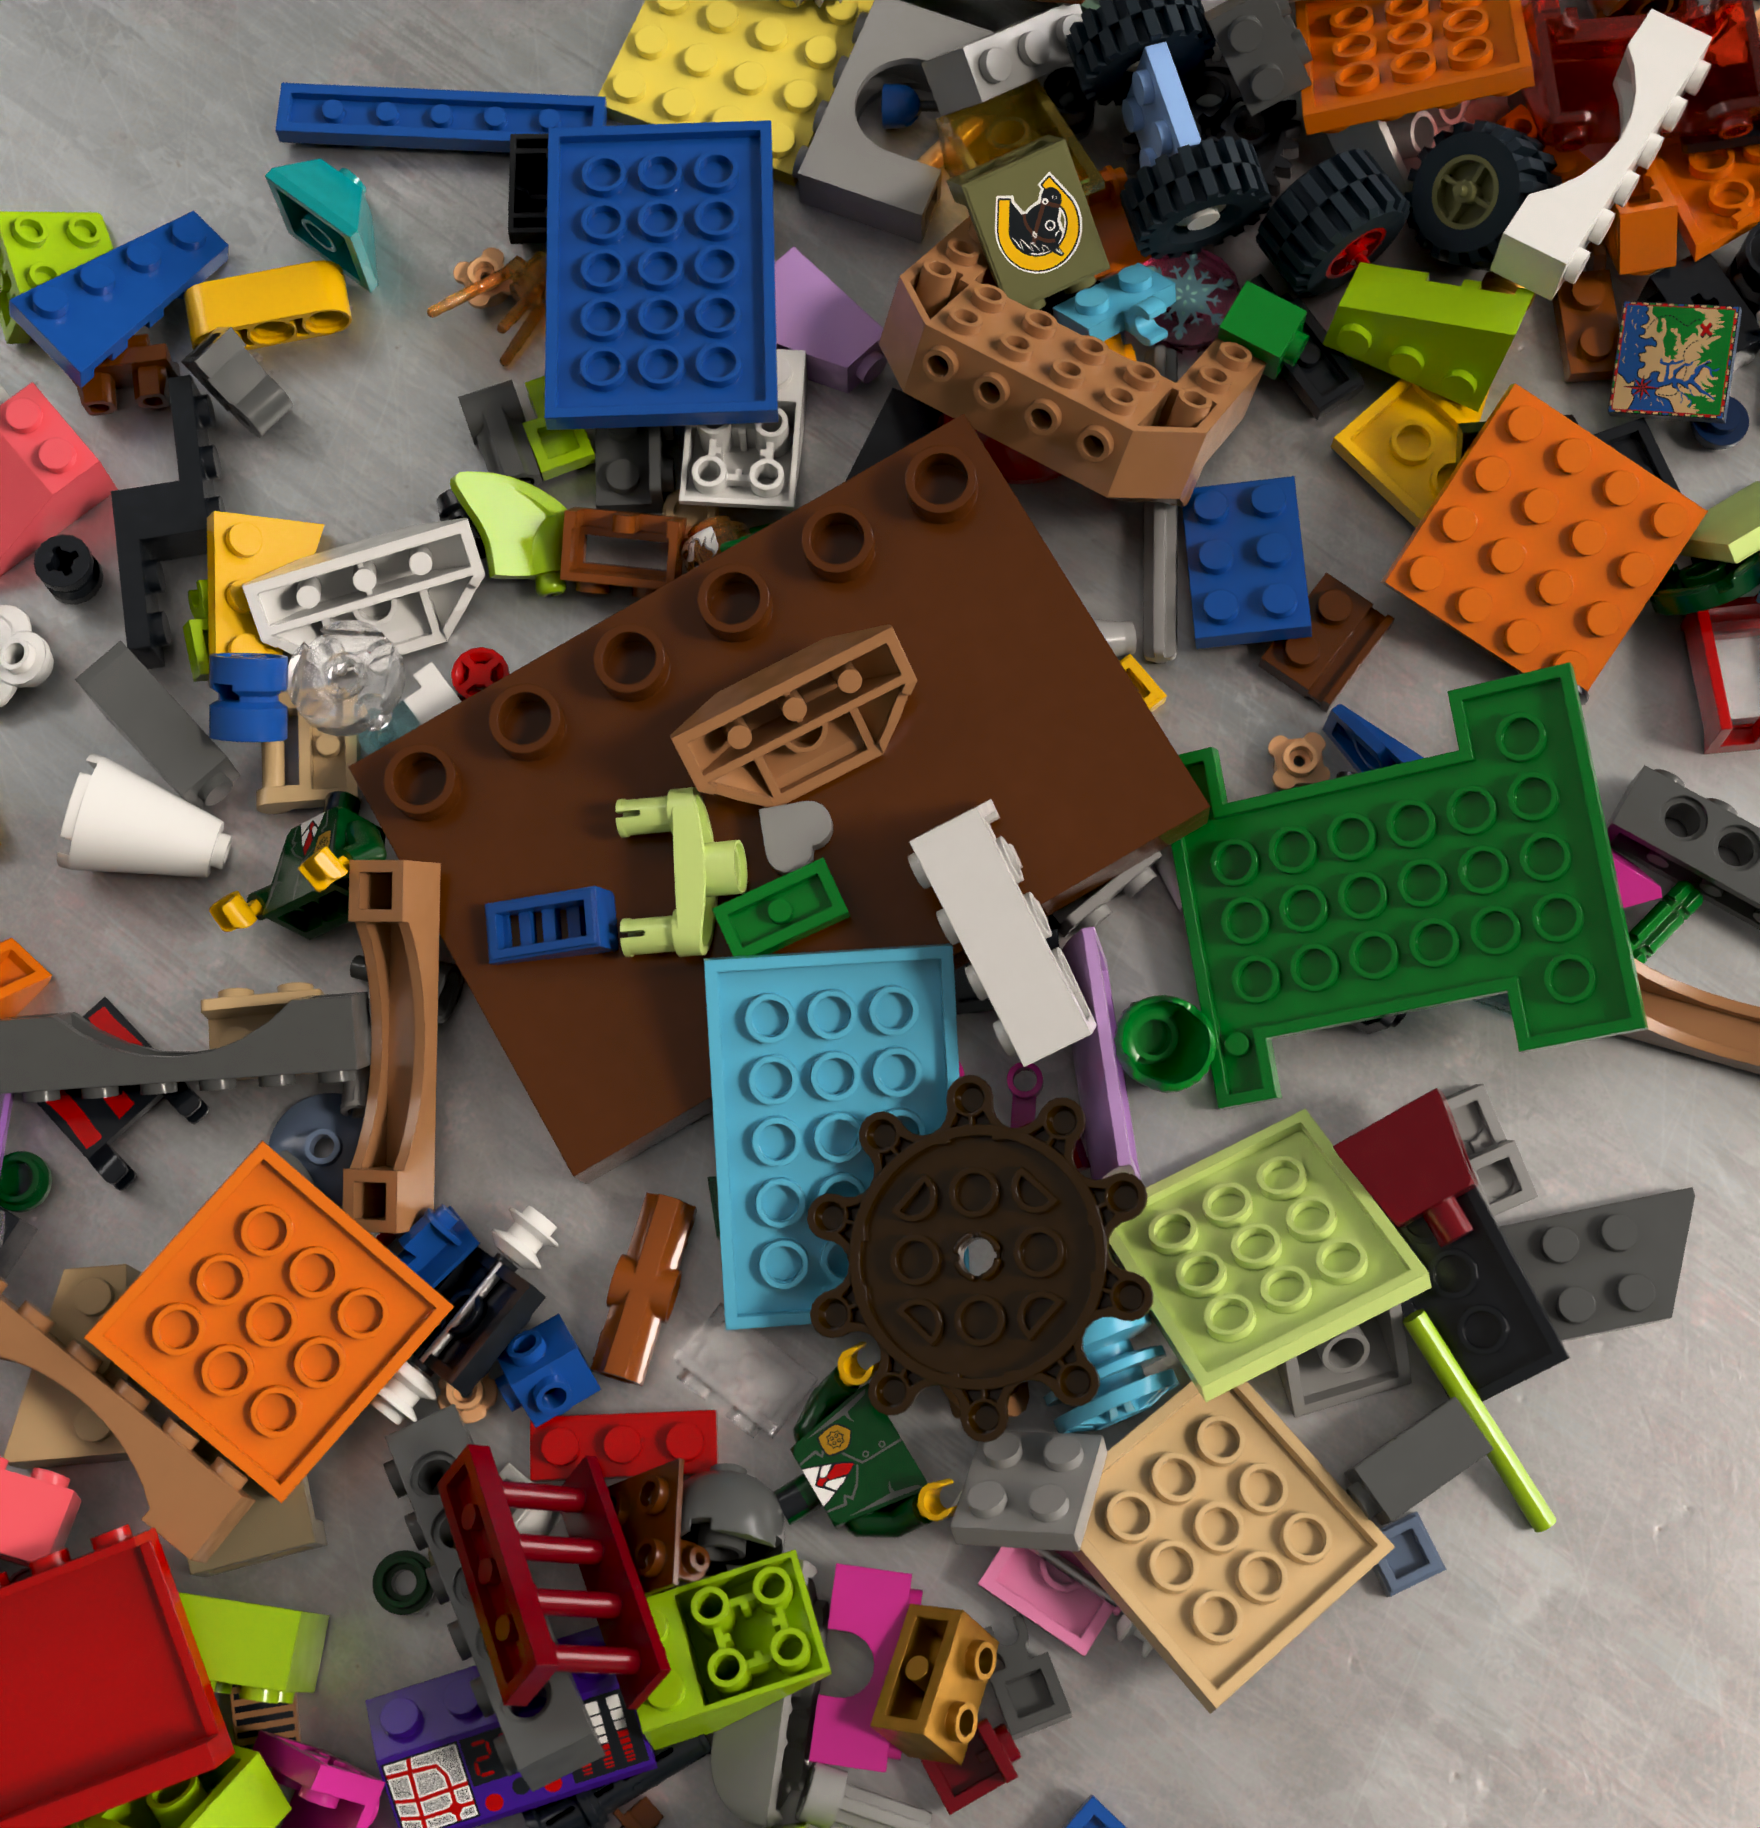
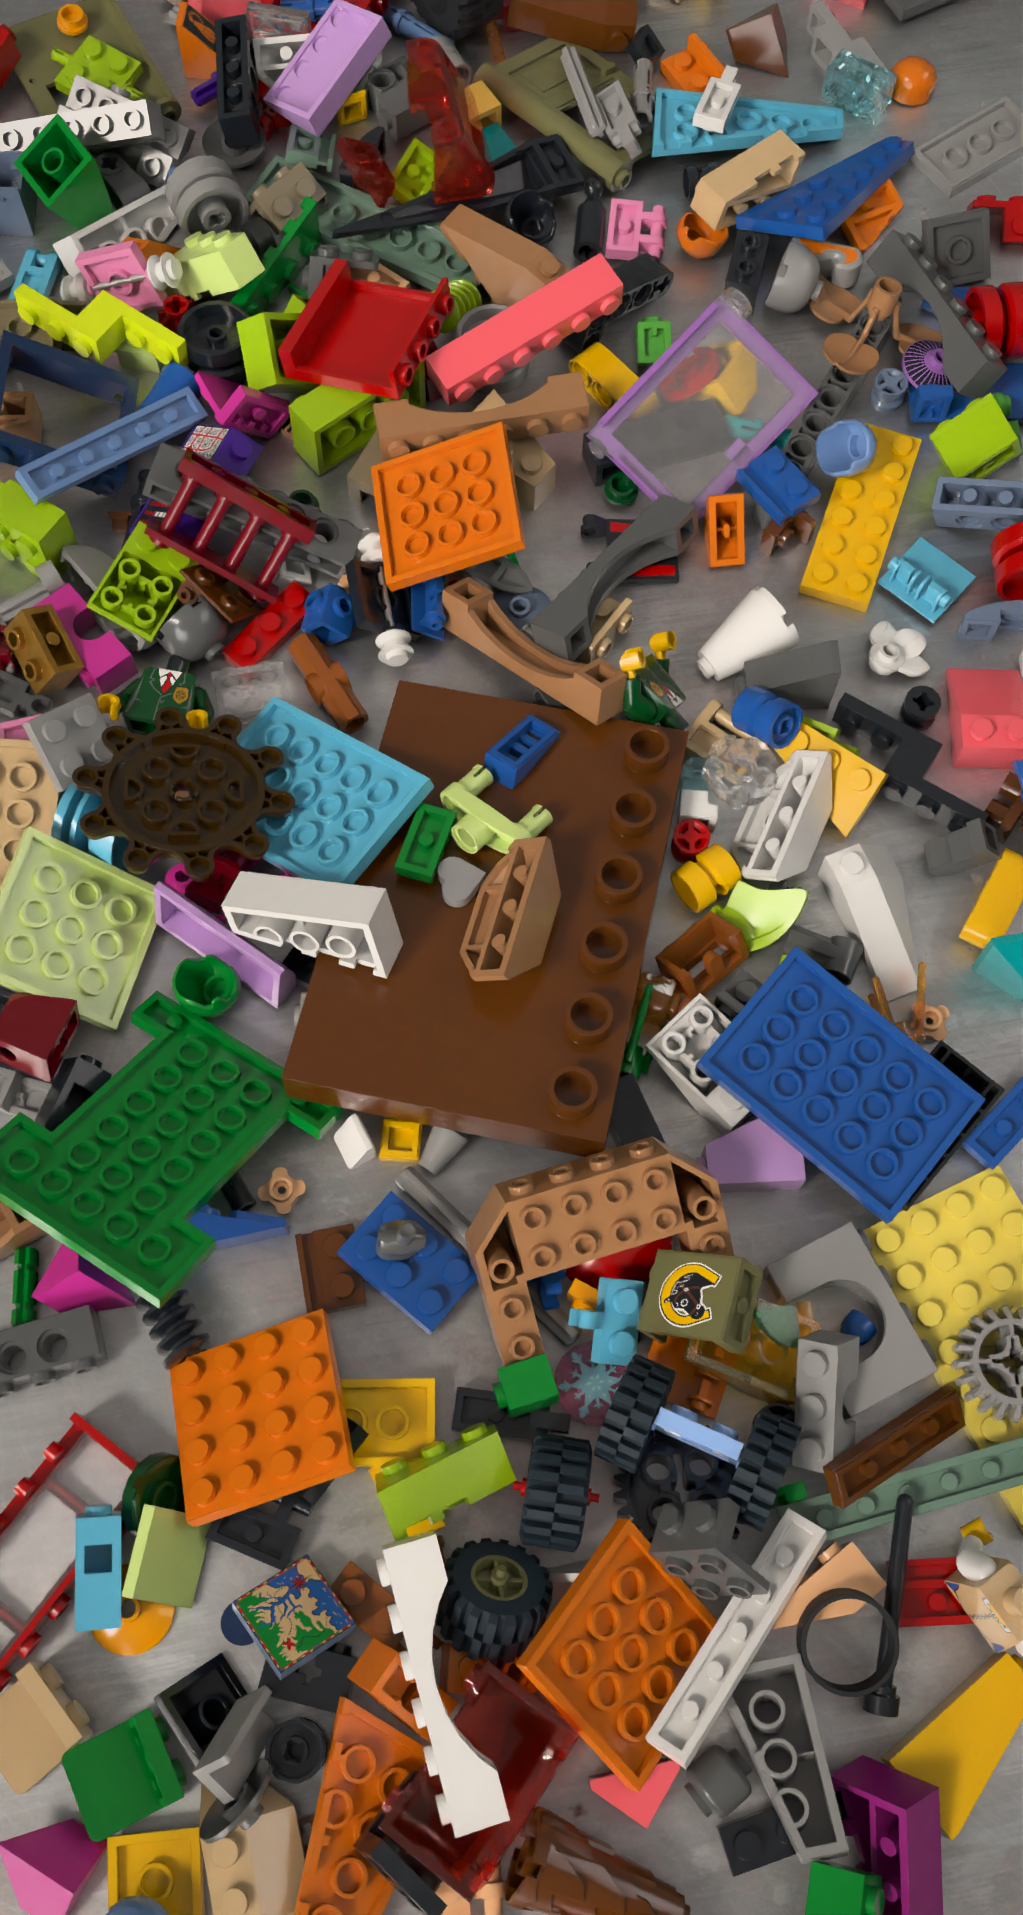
camera: 130 degrees right, 5 degrees down
(393, 434) = (874, 912): none -> white wedge
(510, 620) = (702, 881): none -> yellow wheel
(979, 135) = (779, 1324): none -> clear green tile
(1180, 723) = (354, 1142): none -> white slope
(1245, 557) = (400, 1239): none -> dark grey piece
(1454, 1053) = (72, 1087): none -> black brick

